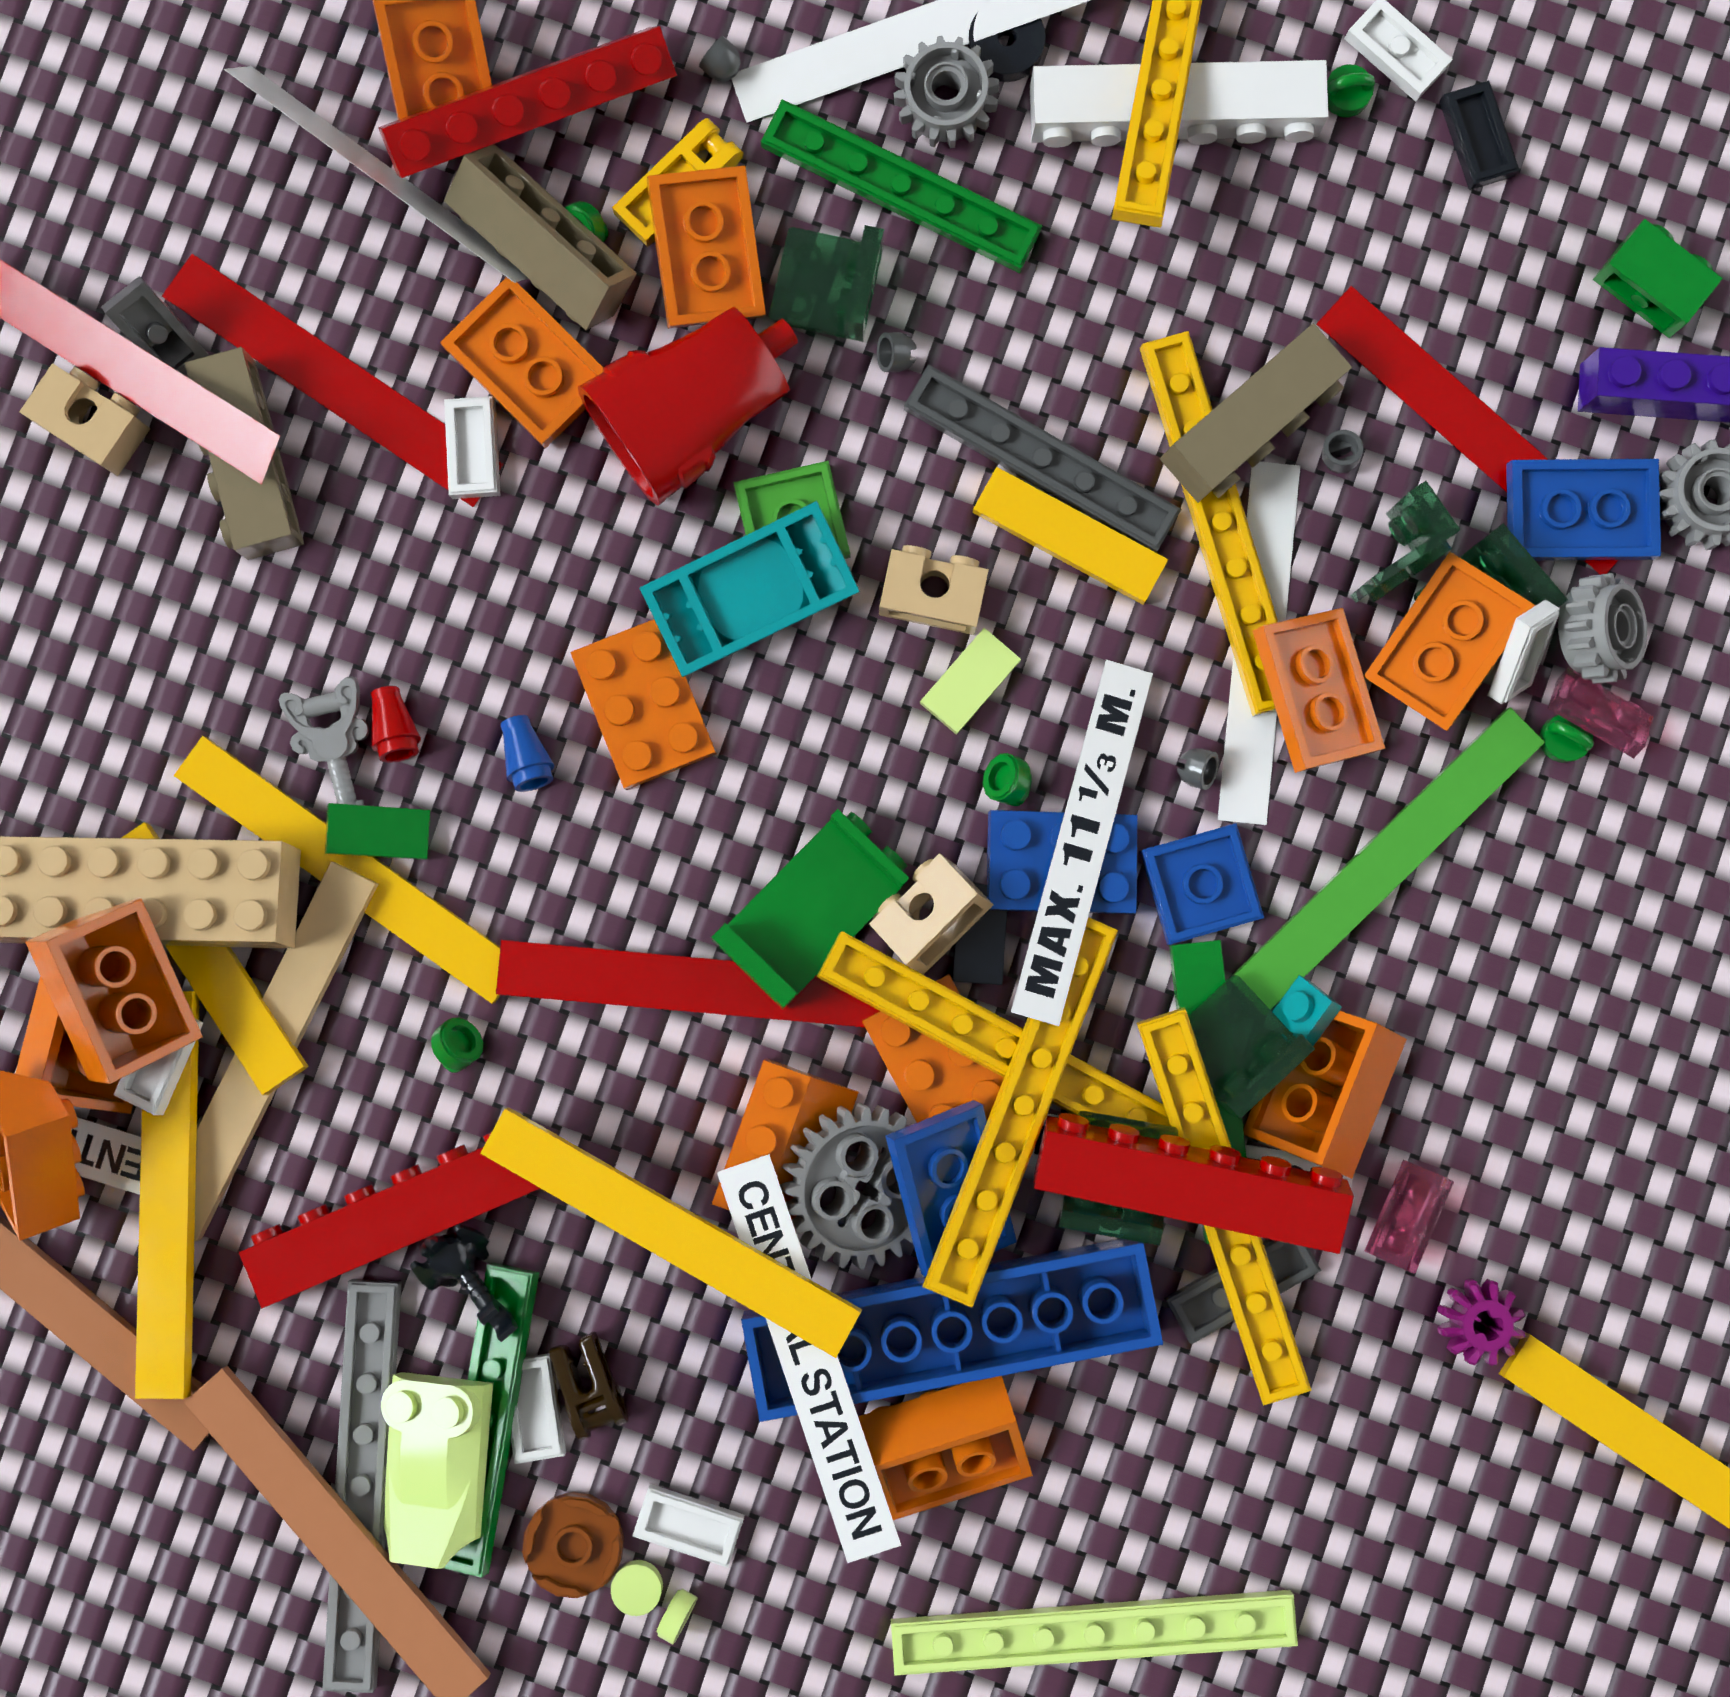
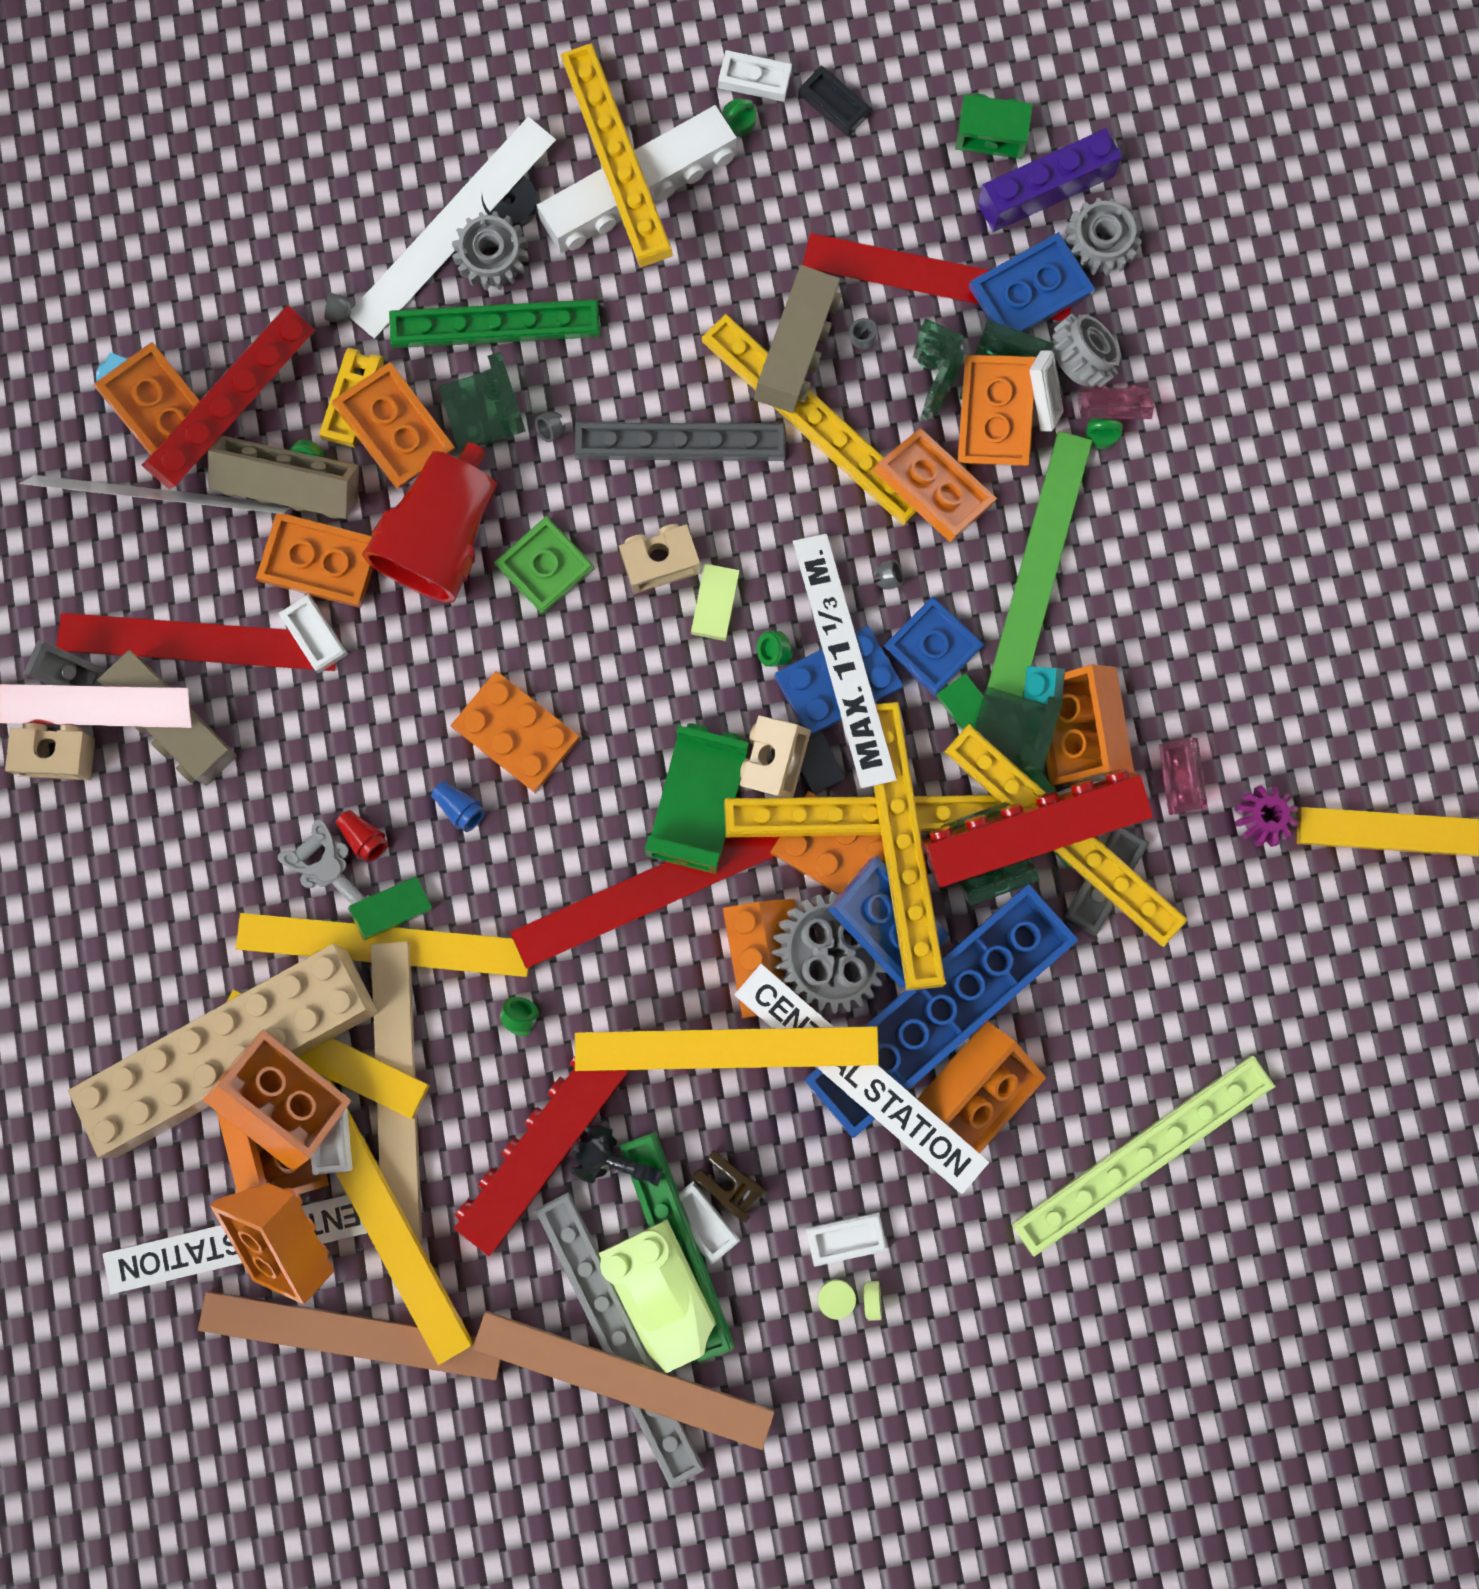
camera: 30 degrees left, 5 degrees down
(573, 1544) = (779, 1296): dark orange tile -> none
(750, 589) = (543, 621): teal slope -> none
(1069, 535) = (725, 478): yellow tile -> none
(1249, 738) = (909, 540): white sticker -> none

